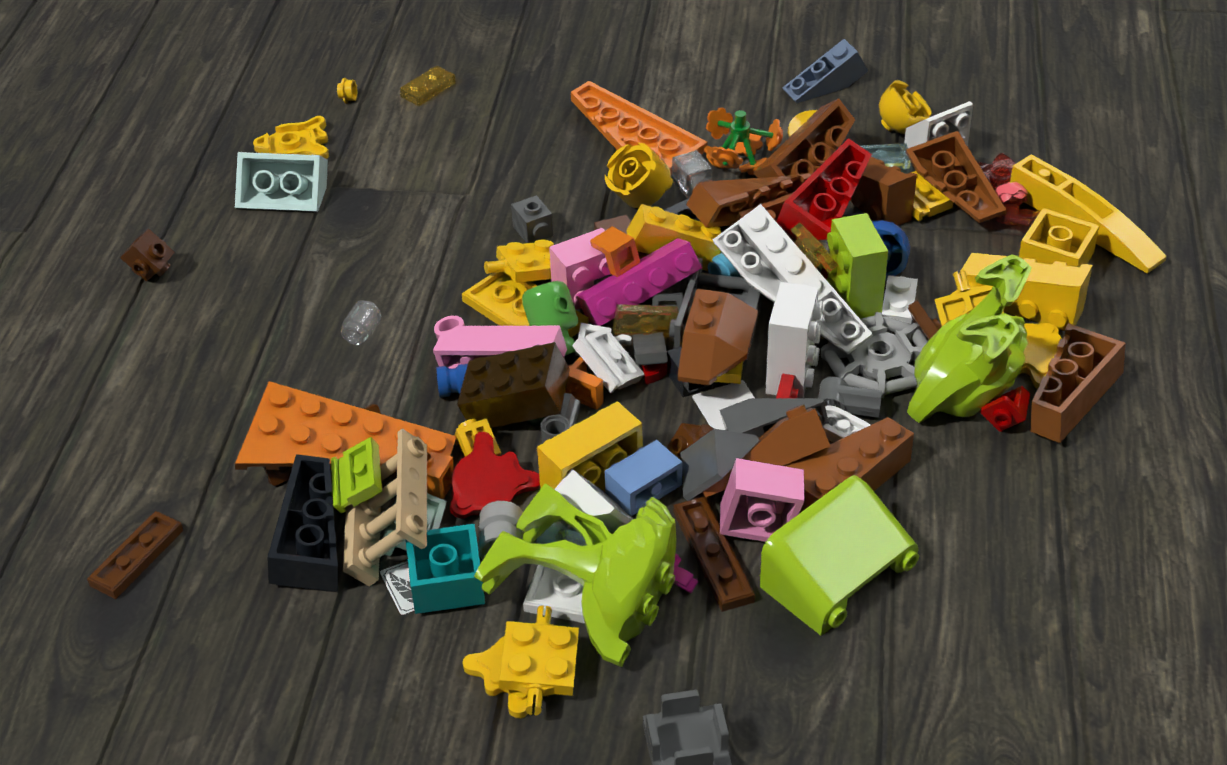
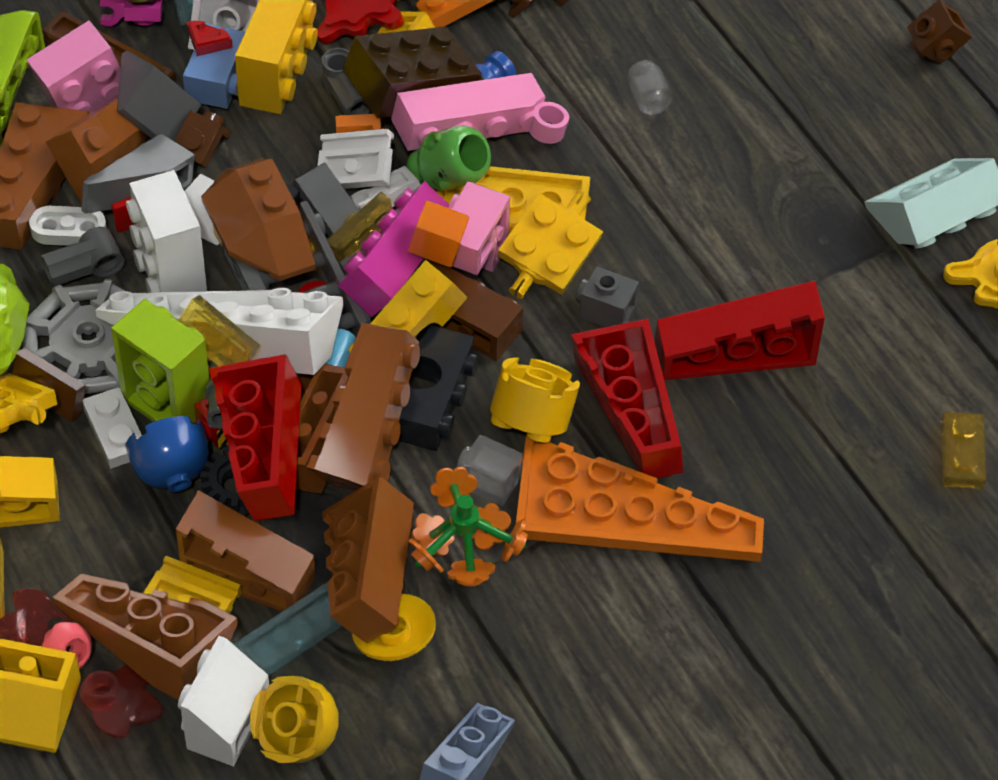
camera: 140 degrees right, 10 degrees up
(481, 161) = (743, 335): none -> red wedge
(572, 166) = (631, 389): none -> red wedge
(641, 473) = (208, 38): none -> red tile

